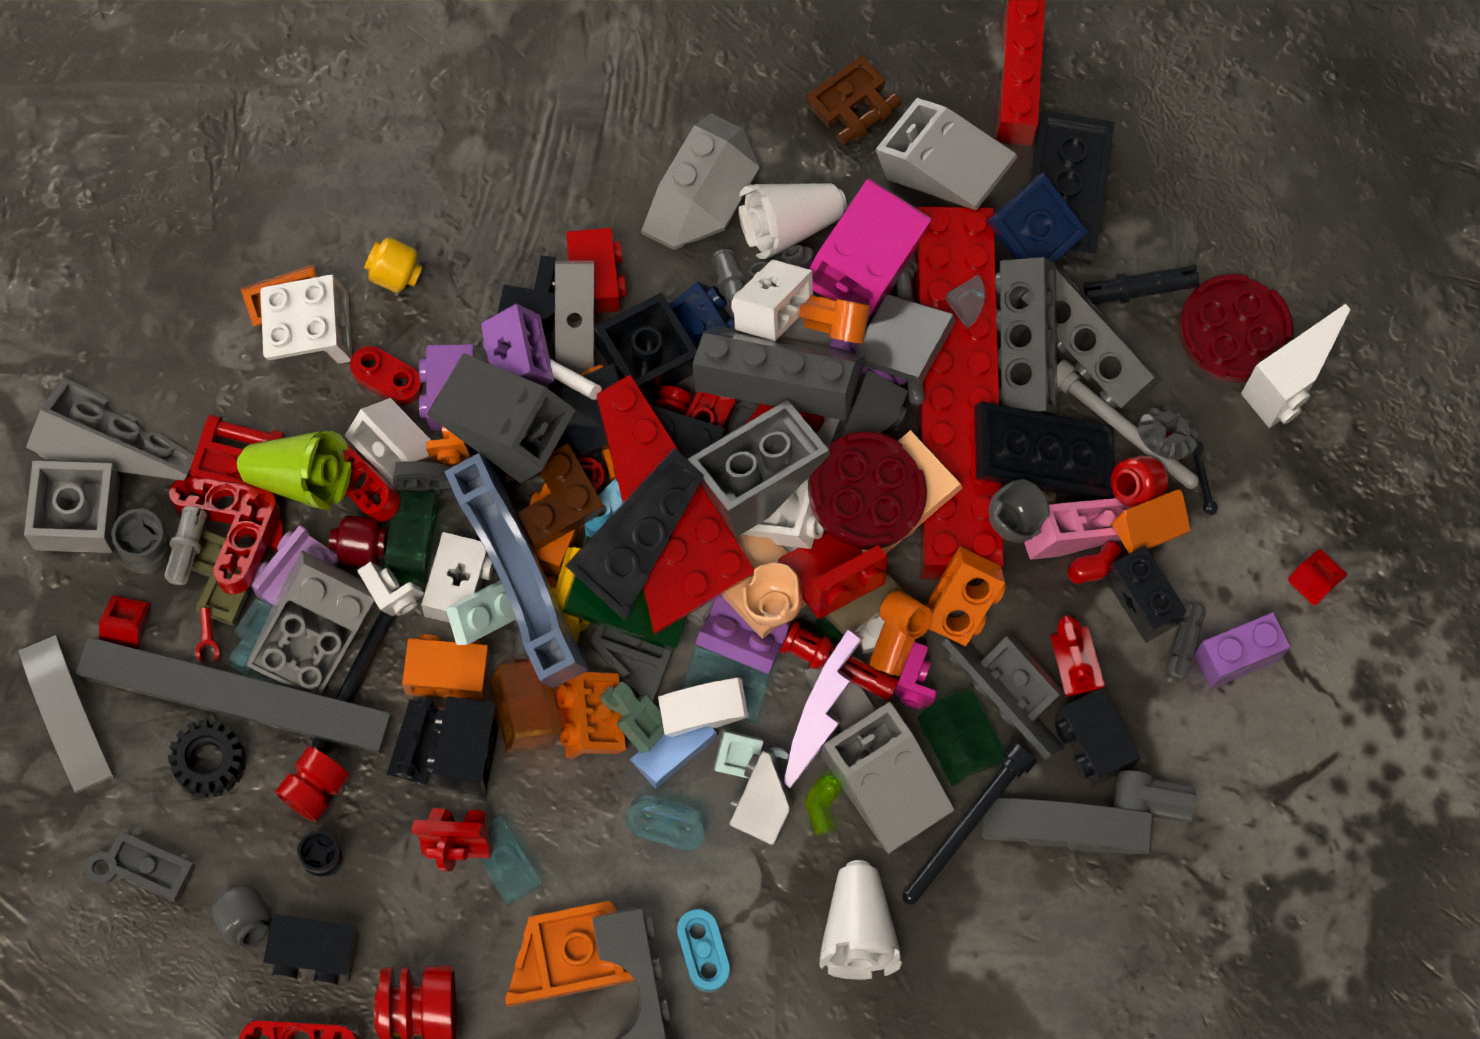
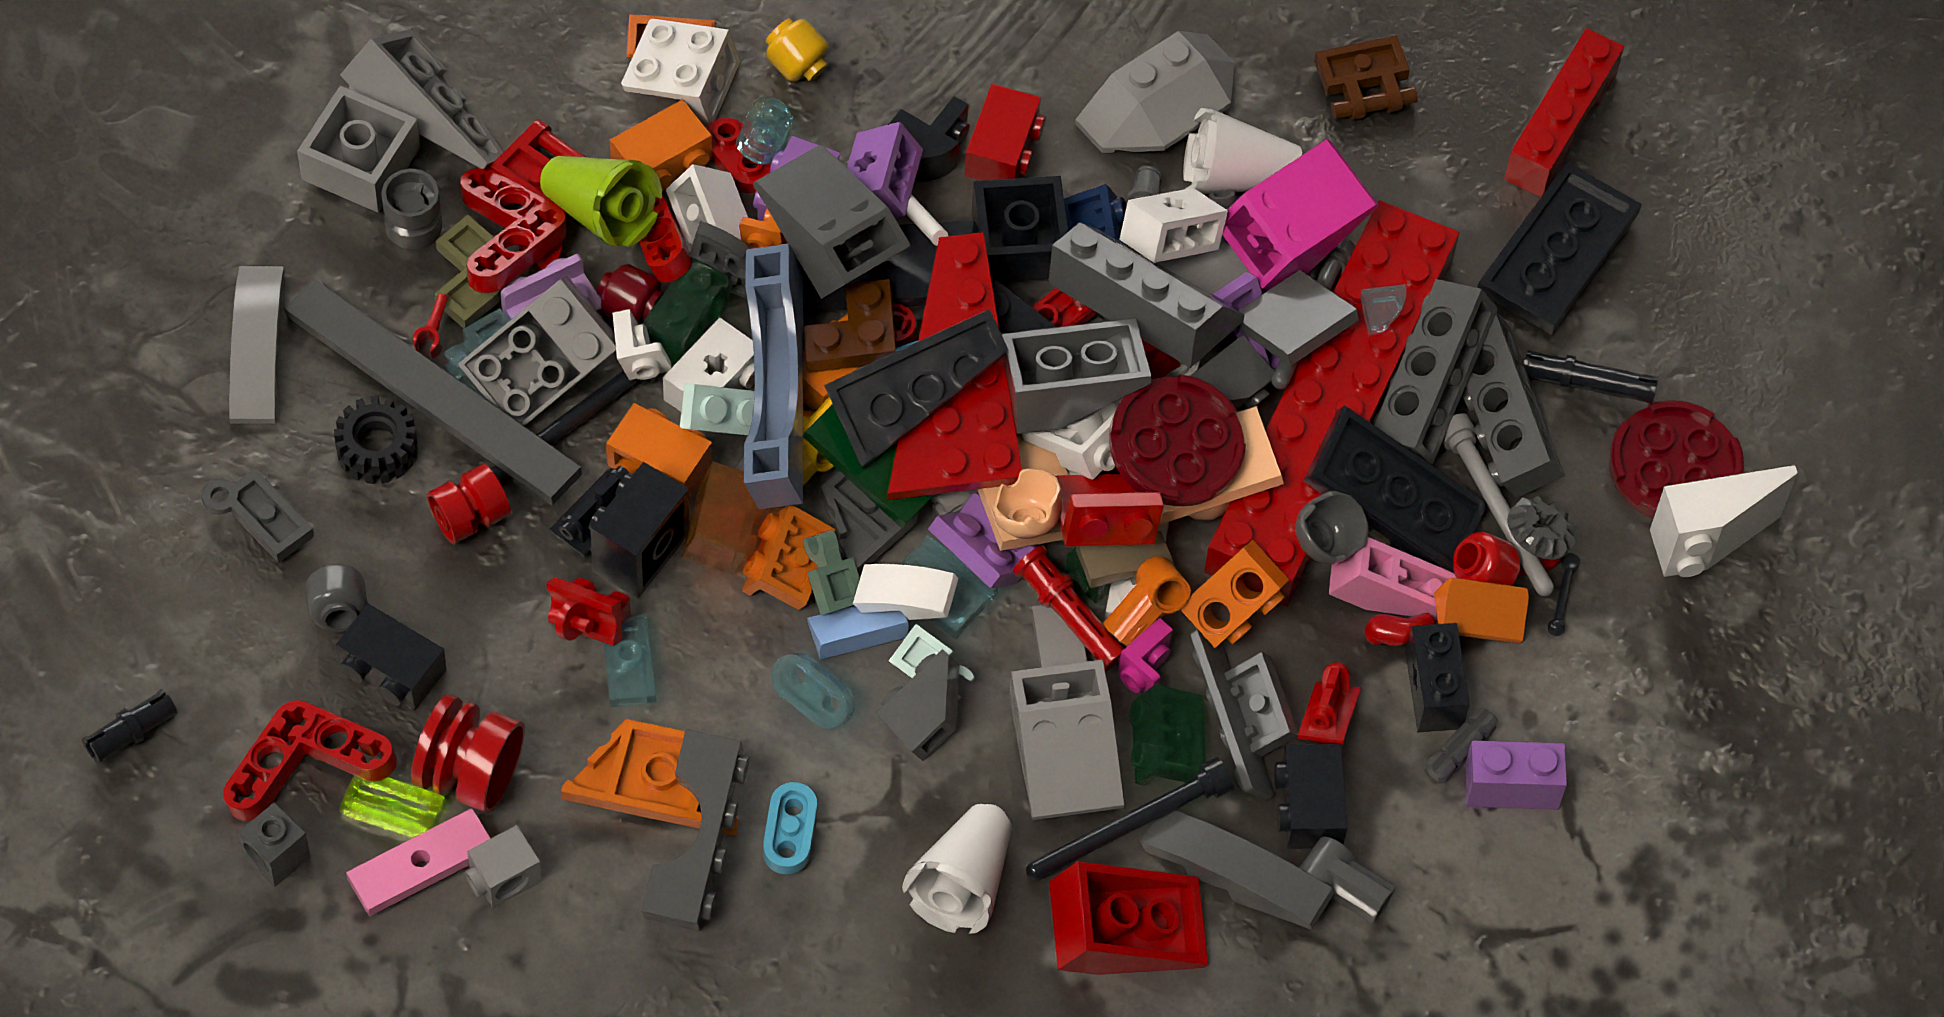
camera: 25 degrees right, 10 degrees down
(123, 621) = (357, 280): red slope -> none
(185, 546) = (452, 227): light grey axle -> none
(317, 847) = (444, 563): black wheel -> none
(323, 397) = (666, 142): none -> orange brick
(399, 347) = (764, 130): none -> clear light blue plate
(574, 295) = (967, 141): light grey tile -> none
(673, 399) = (1026, 288): red bush -> none
(816, 720) = (1029, 632): slope -> none
(818, 802) = (984, 739): clear neon green arm -> none
(838, 317) = (1230, 265): orange piece -> none
(943, 155) = (1431, 160): light grey slope -> none
(1003, 910) = (1126, 920): none -> red slope
(1037, 222) = (1501, 262): dark blue plate -> none
(1317, 577) = (1640, 741): red slope -> none

